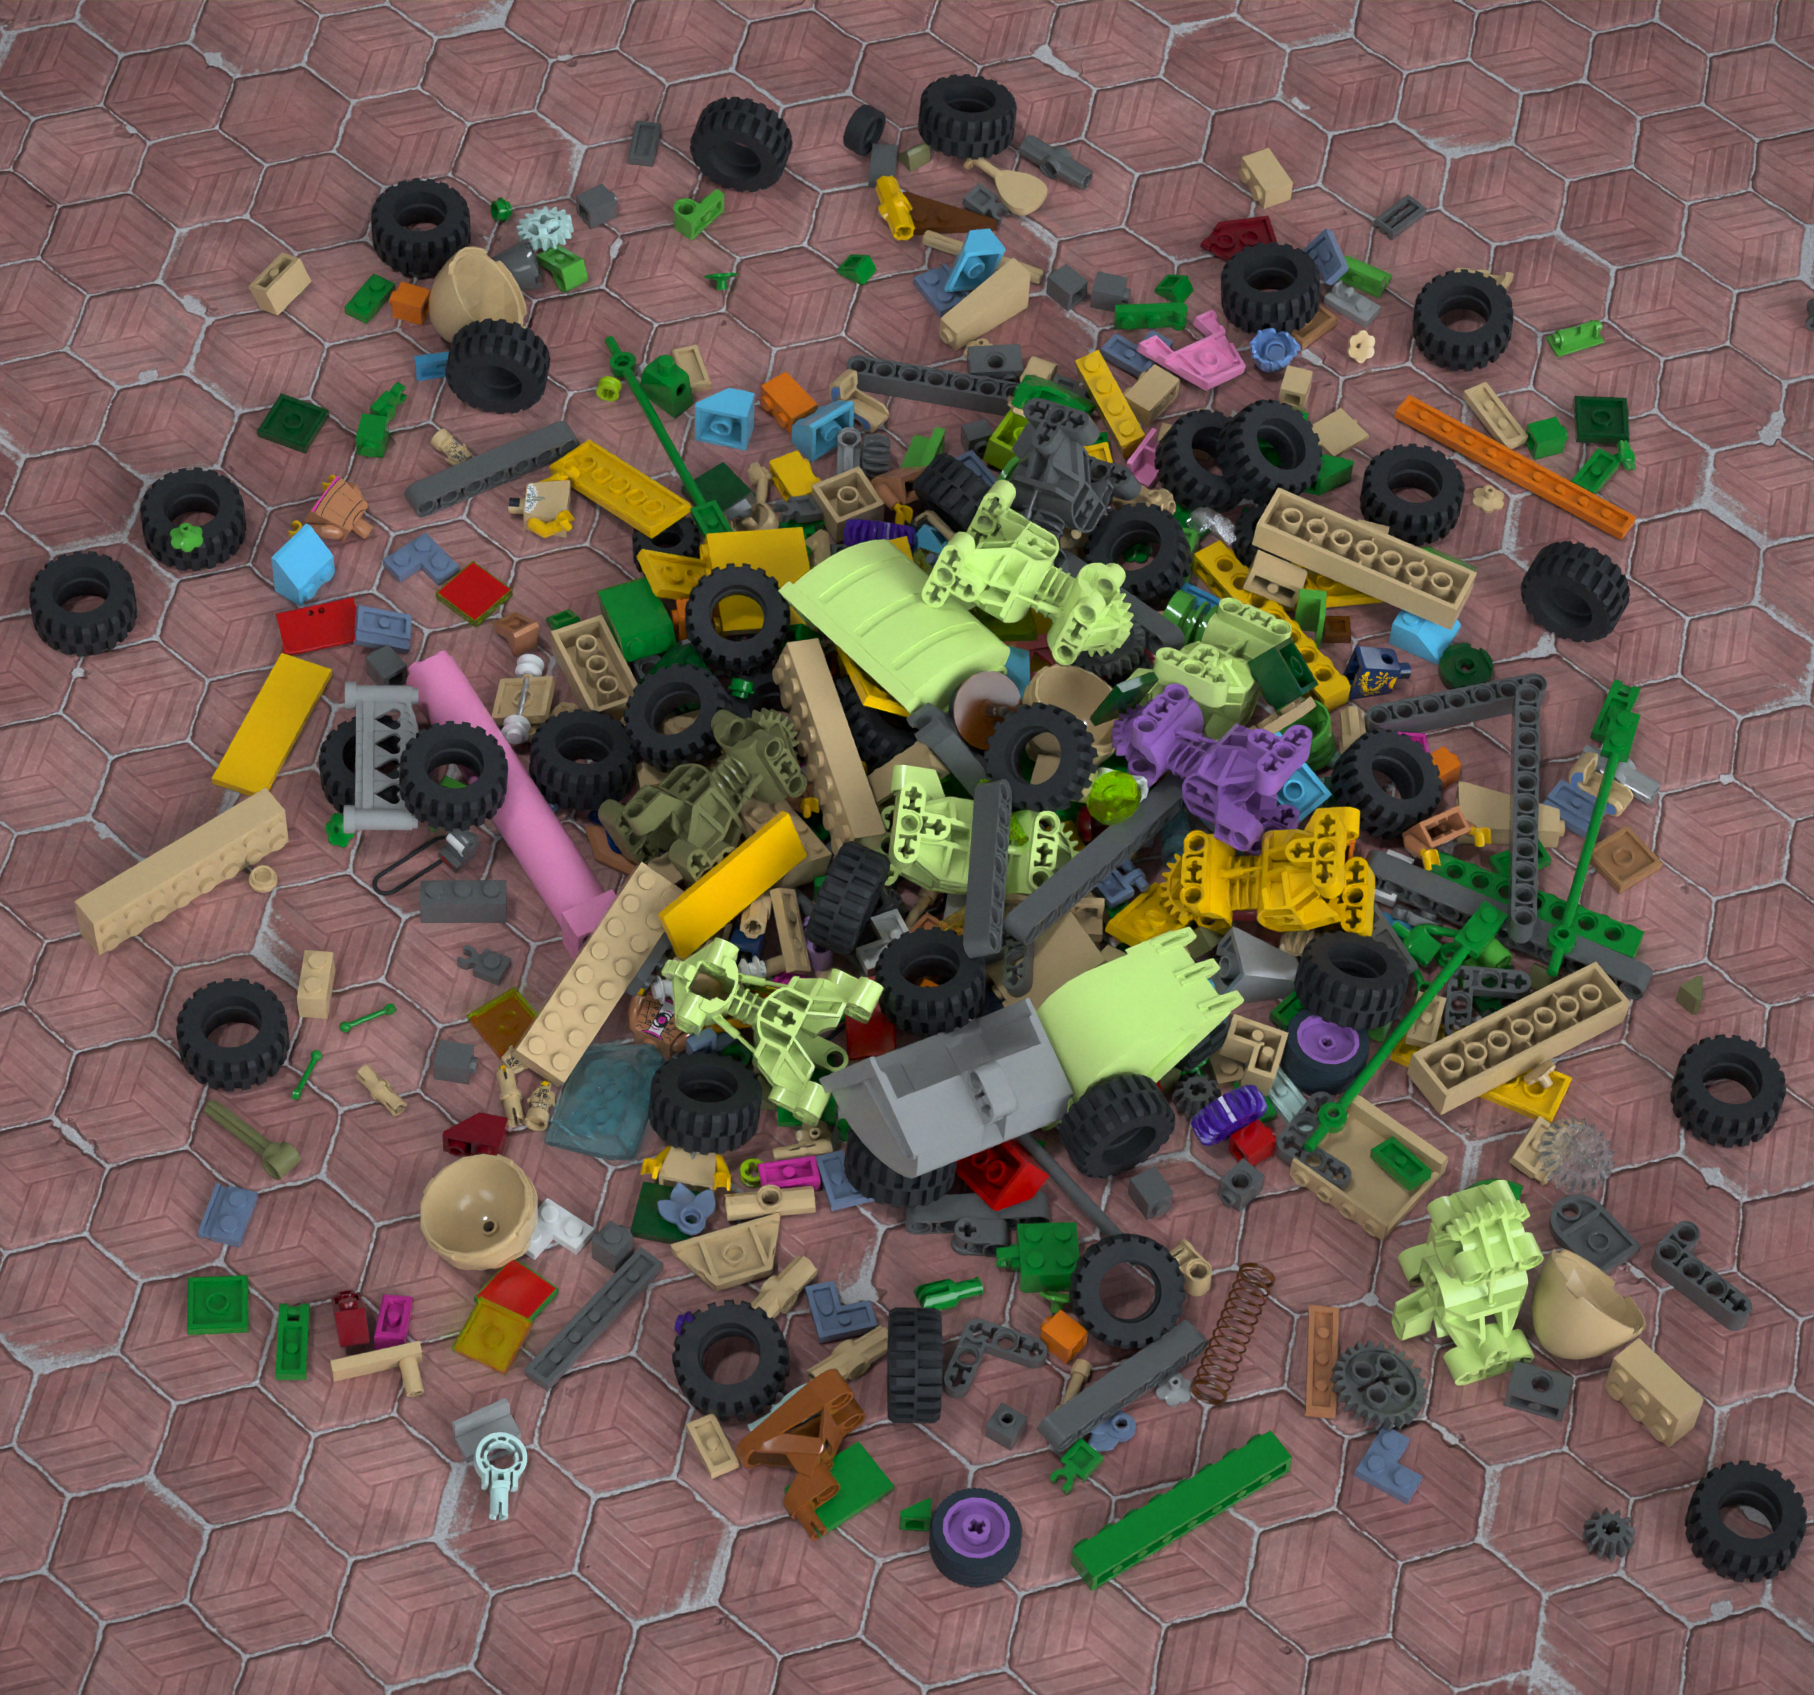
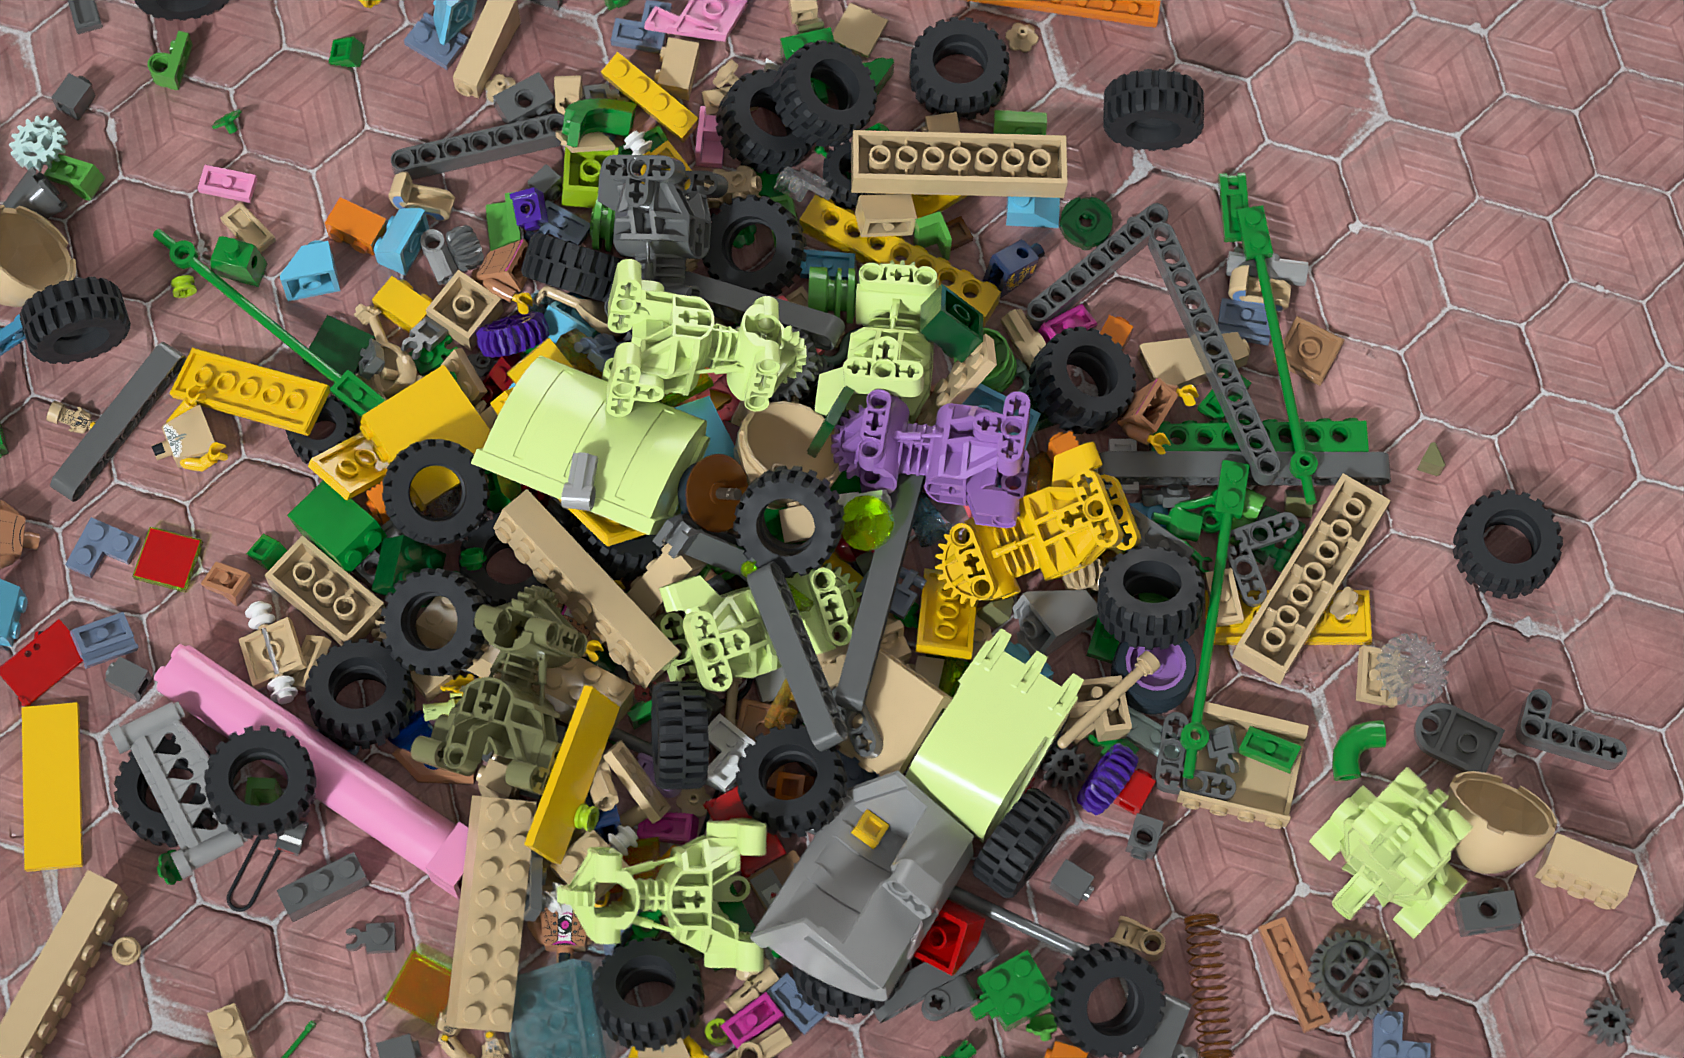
camera: 25 degrees left, 15 degrees up
(692, 326) = (227, 183): none -> bright pink plate
(728, 930) = (586, 817): none -> lime bush
(862, 643) = (580, 489): none -> light grey piece
(952, 440) = (537, 214): none -> dark purple brick
(980, 1054) = (870, 829): none -> yellow tile
(1315, 1032) = (1145, 665): none -> tan piece
(1355, 1141) = (1222, 745): none -> dark grey plate

